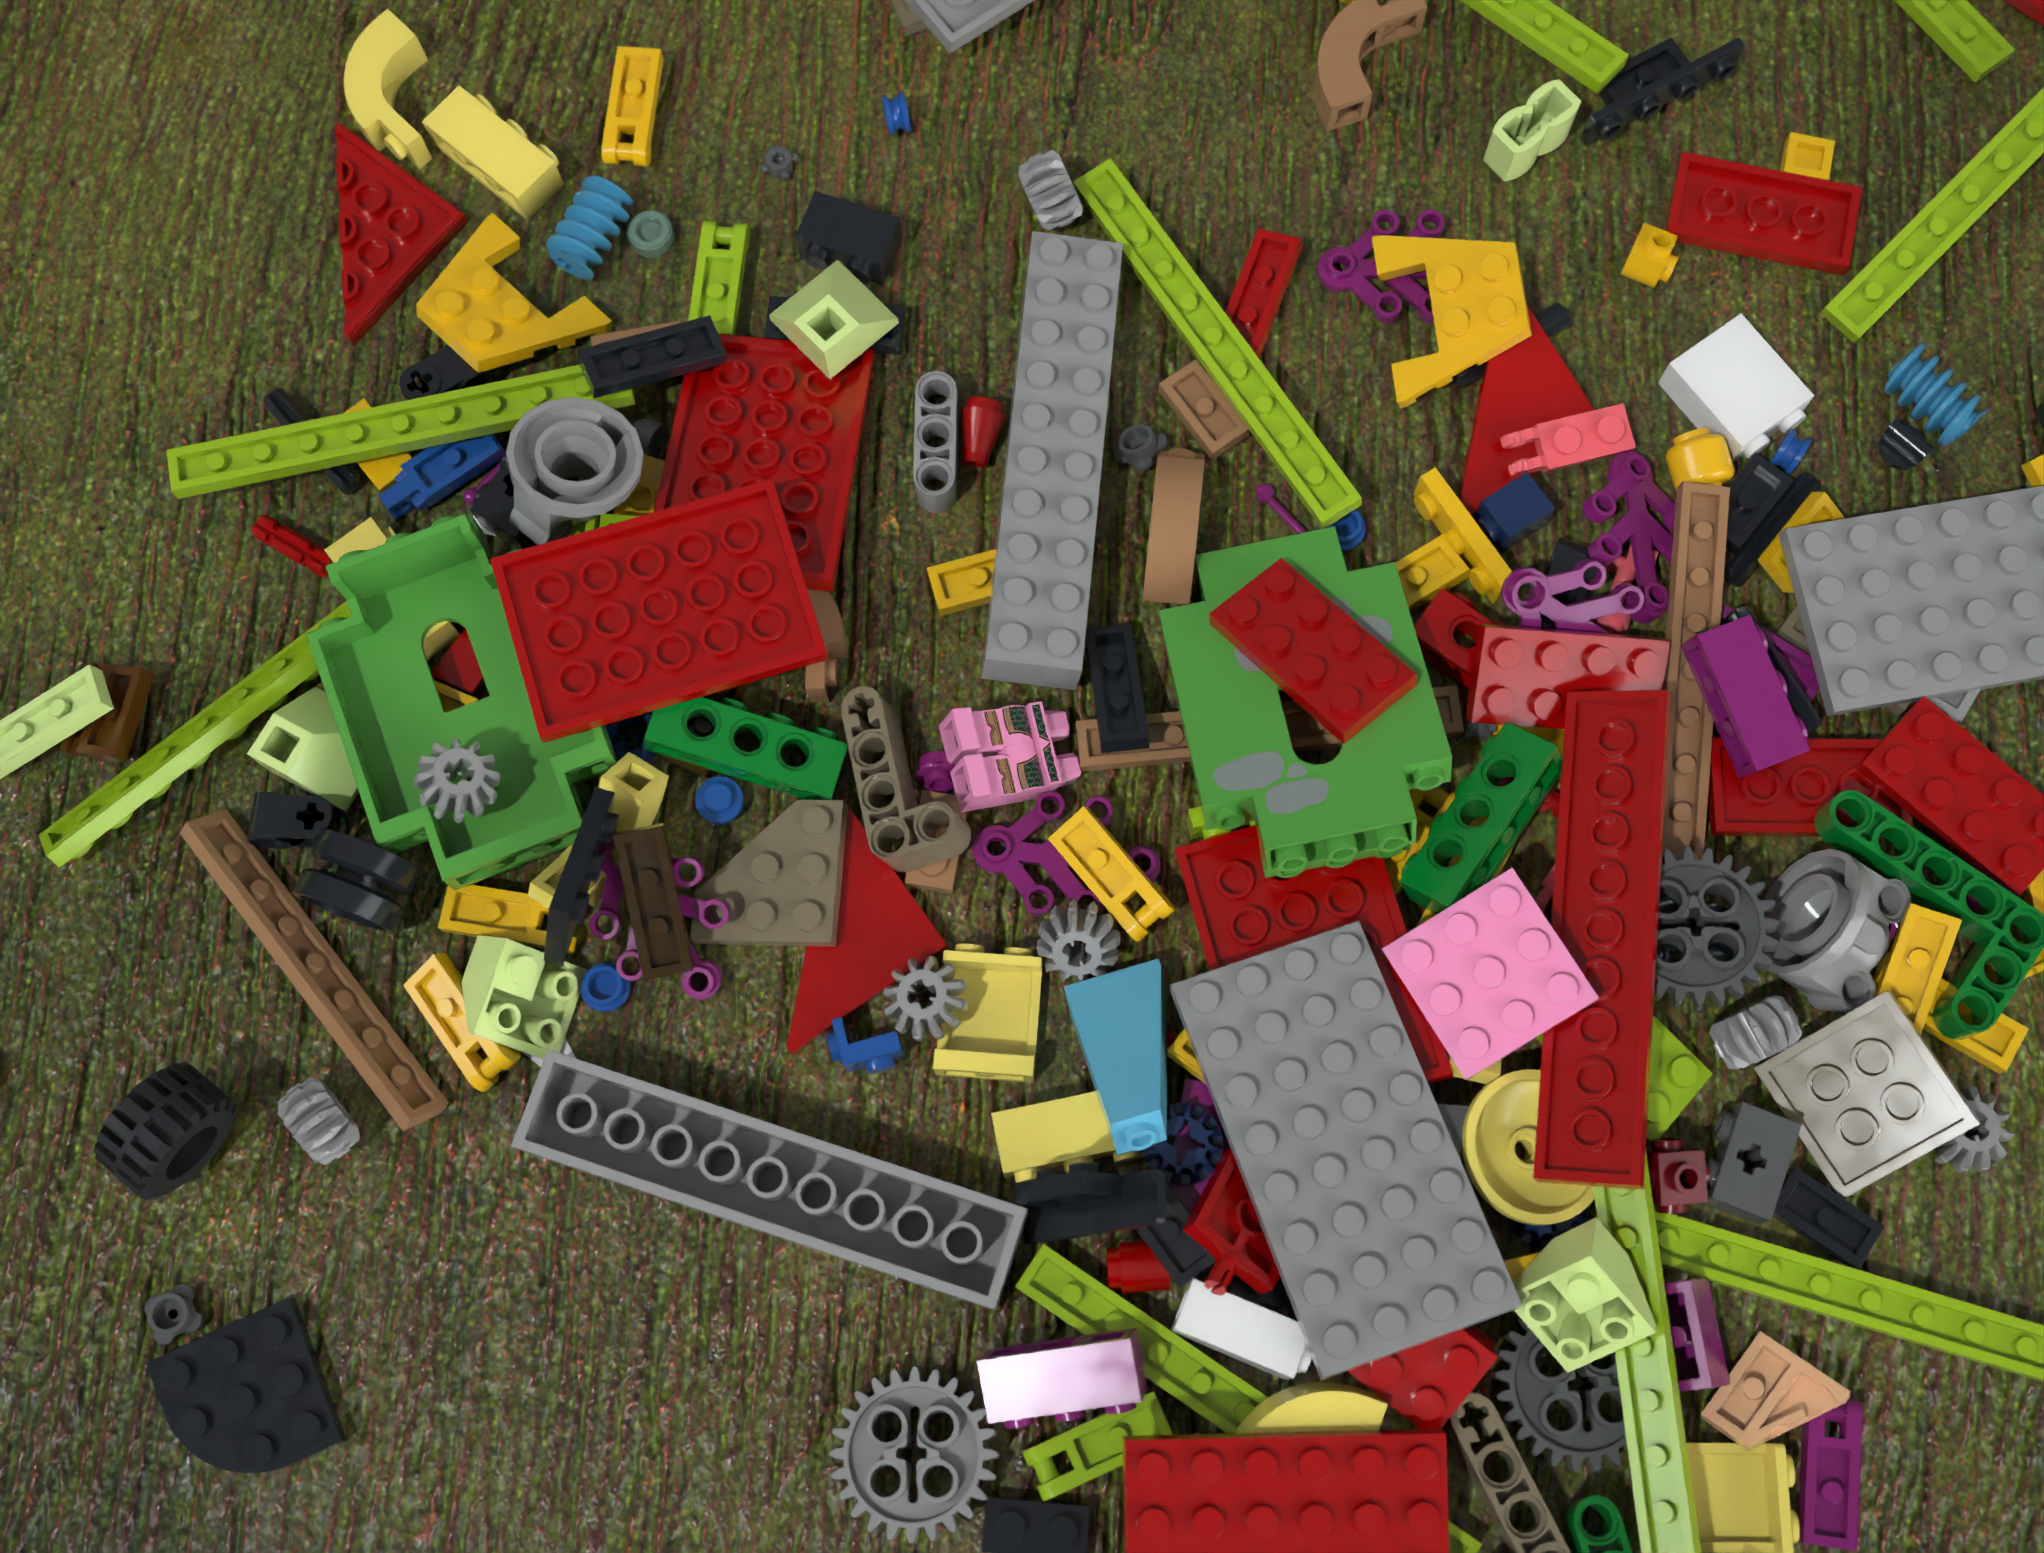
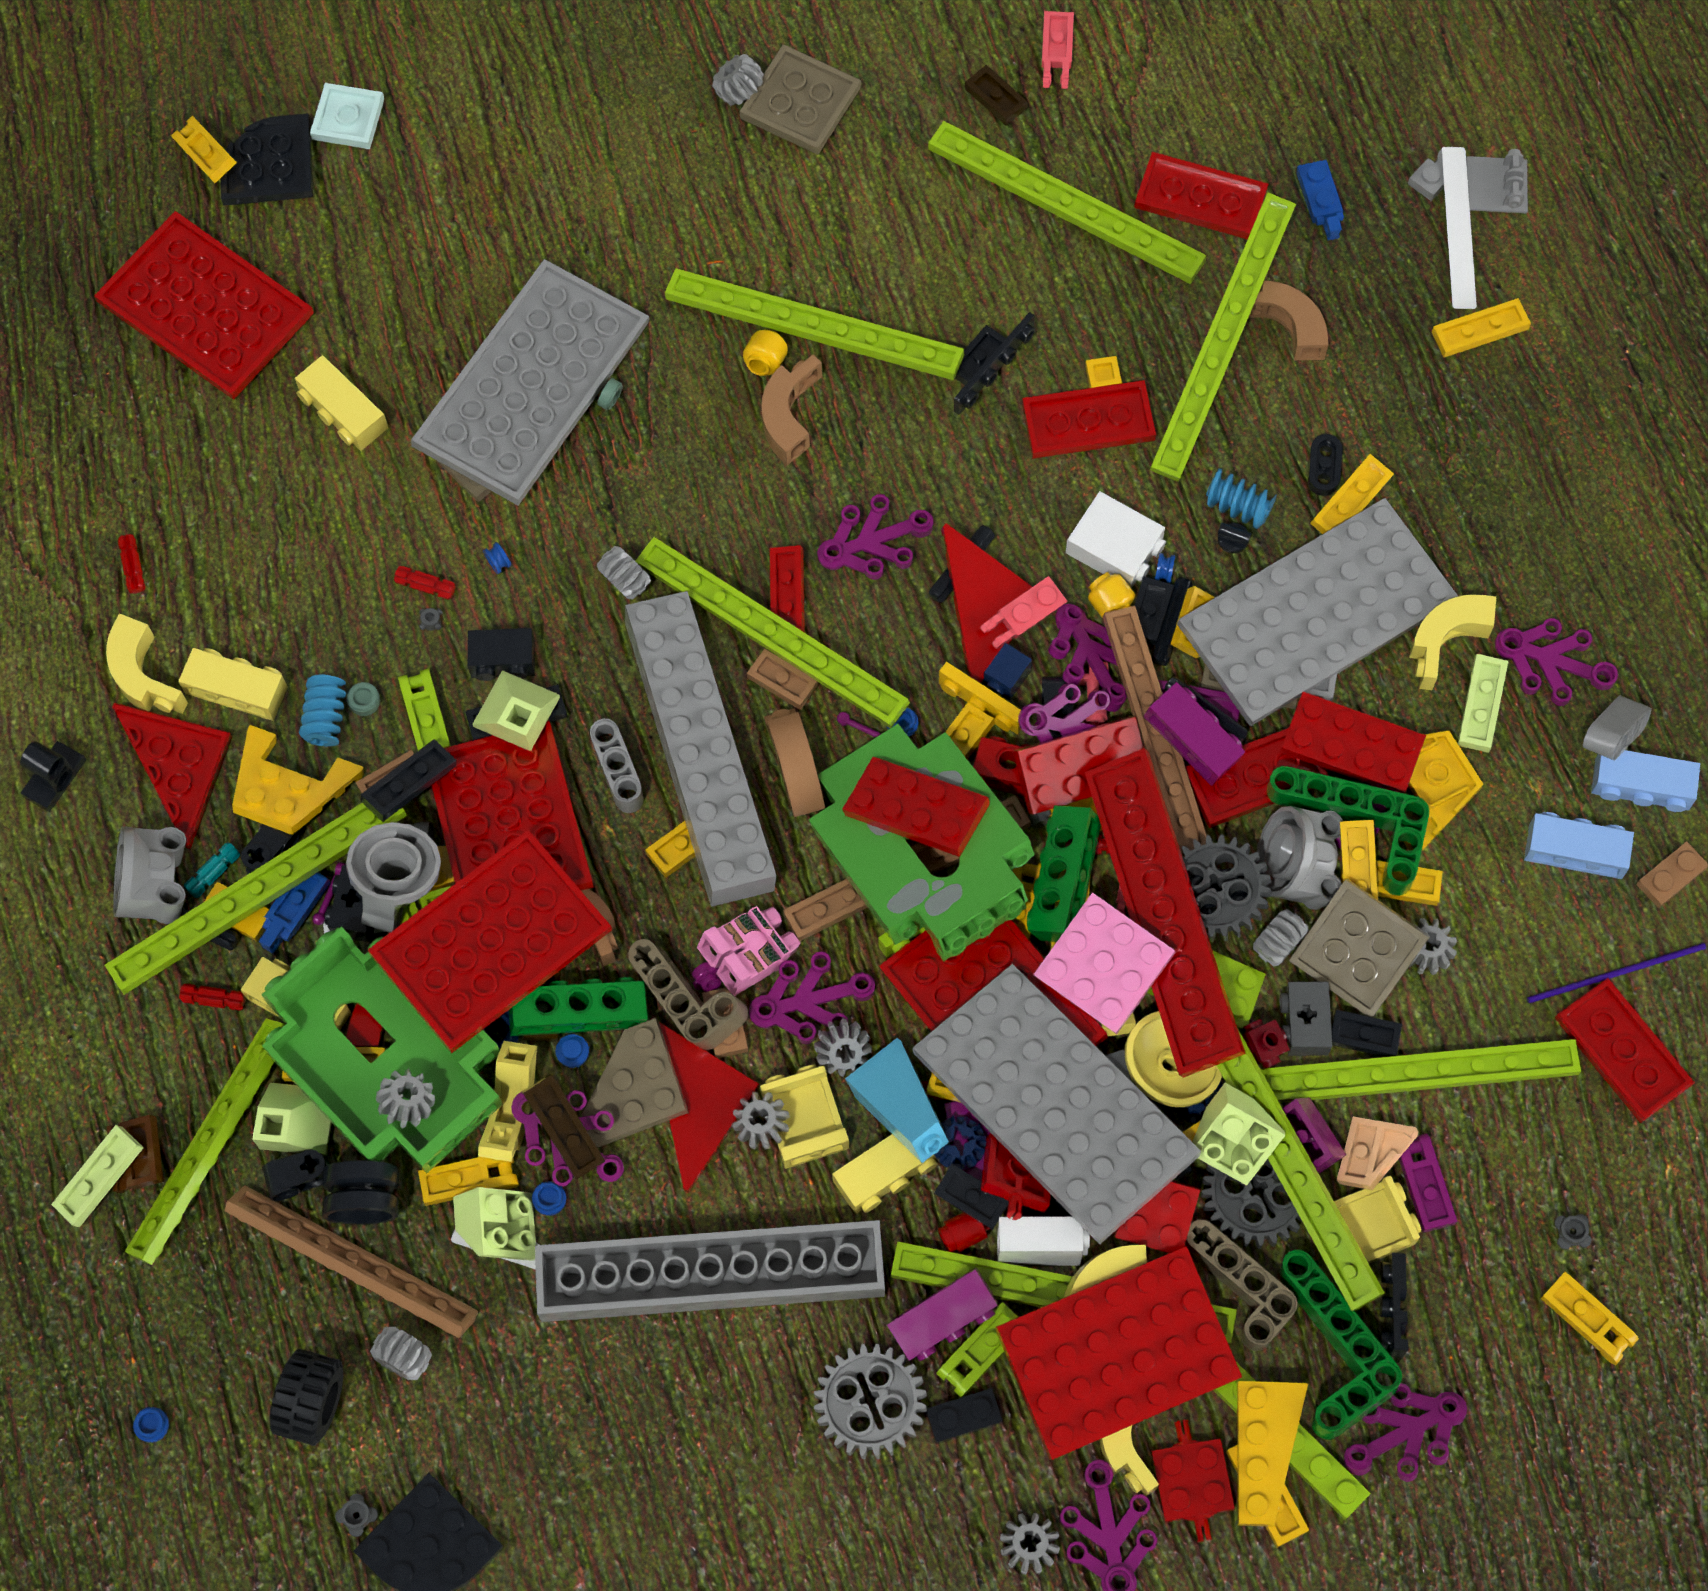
camera: 25 degrees left, 5 degrees down
(220, 181) = (49, 772): none -> black tile
(272, 350) = (147, 874): none -> light grey piece
(364, 381) = (212, 870): none -> teal axle
(439, 996) = (450, 1249): yellow plate -> none
(582, 867) = (513, 1119): black wing -> none
(632, 105) = (314, 616): yellow plate -> none
(791, 112) = (424, 582): none -> red axle
(874, 1053) = (741, 1169): blue bracket -> none
(980, 426) = (641, 744): red cone -> none
(1089, 1202) = (915, 1199): black bracket -> none
(1110, 872) = (844, 996): yellow plate -> none
(1116, 689) = (801, 879): black plate -> none
(1139, 446) = (750, 719): dark grey plate -> none
(1474, 304) = (928, 546): yellow wing -> none
(1531, 130) = (921, 419): yellowish green brick -> none
(1651, 256) = (1029, 474): yellow plate -> none

